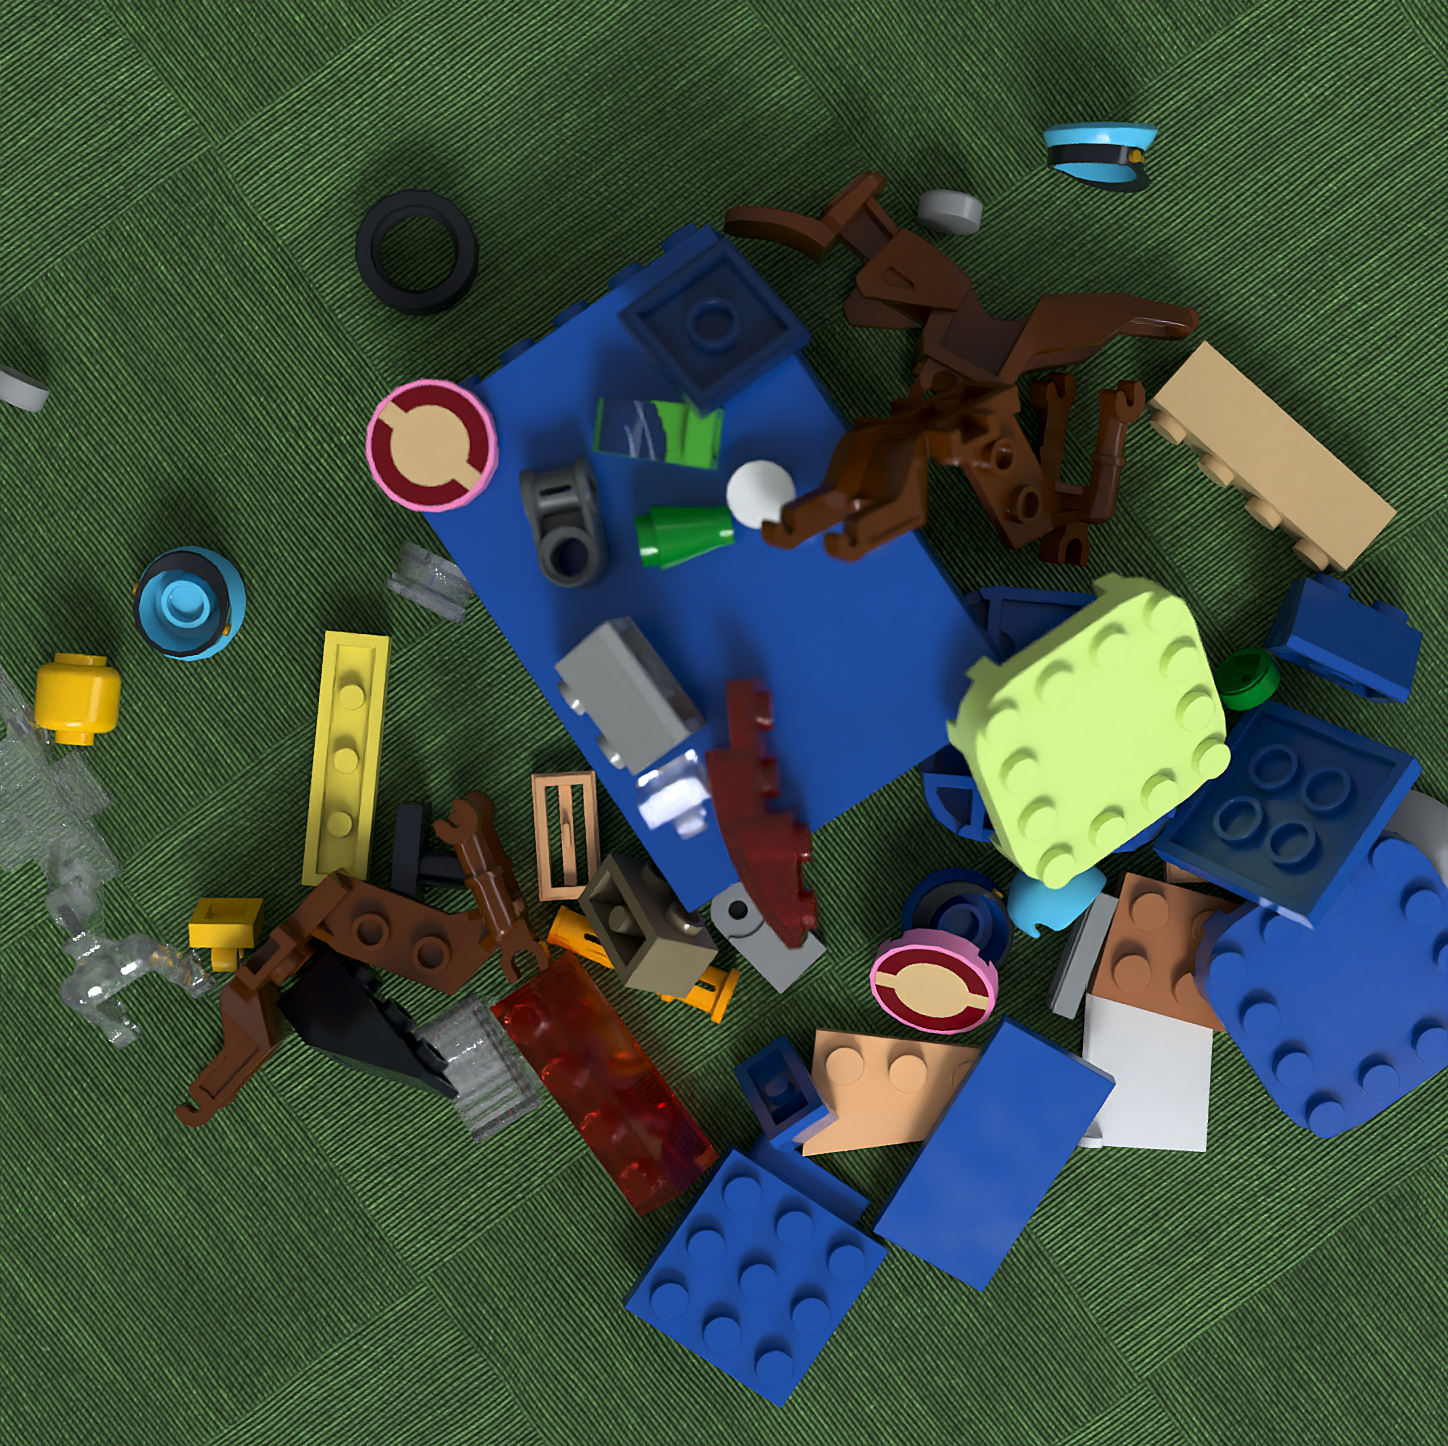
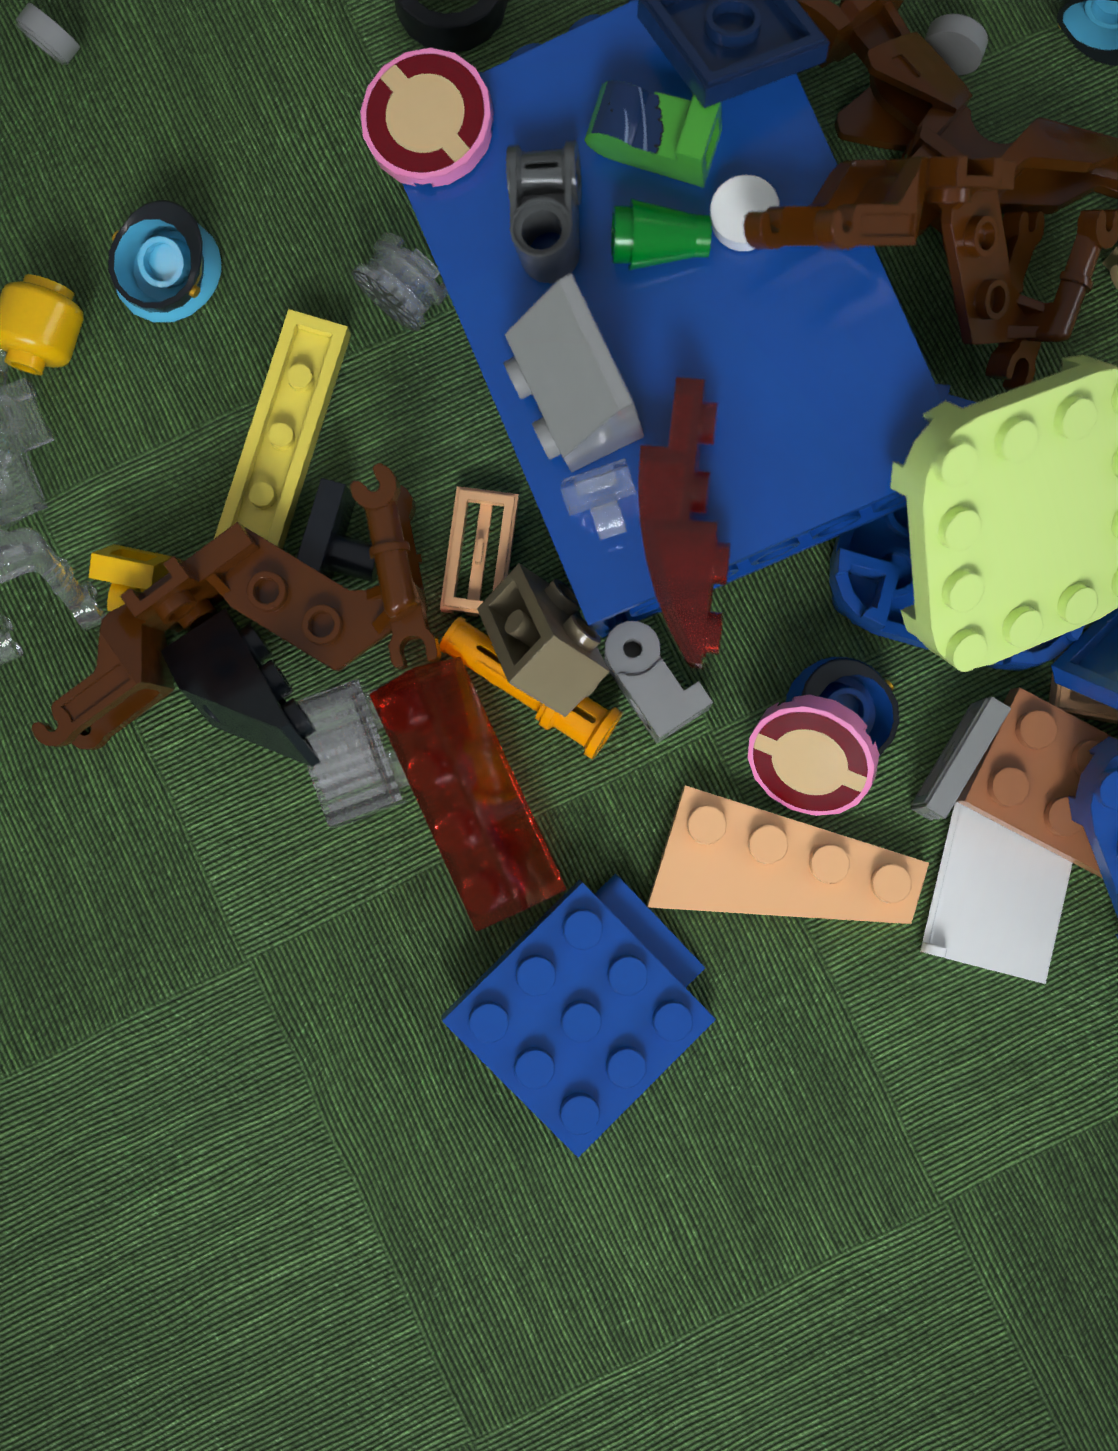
camera: 10 degrees right, 5 degrees down
(784, 1095) = (645, 842): blue slope -> none
(993, 1153) = (839, 939): blue tile -> none
(1036, 903) = (943, 690): medium azure hair -> none

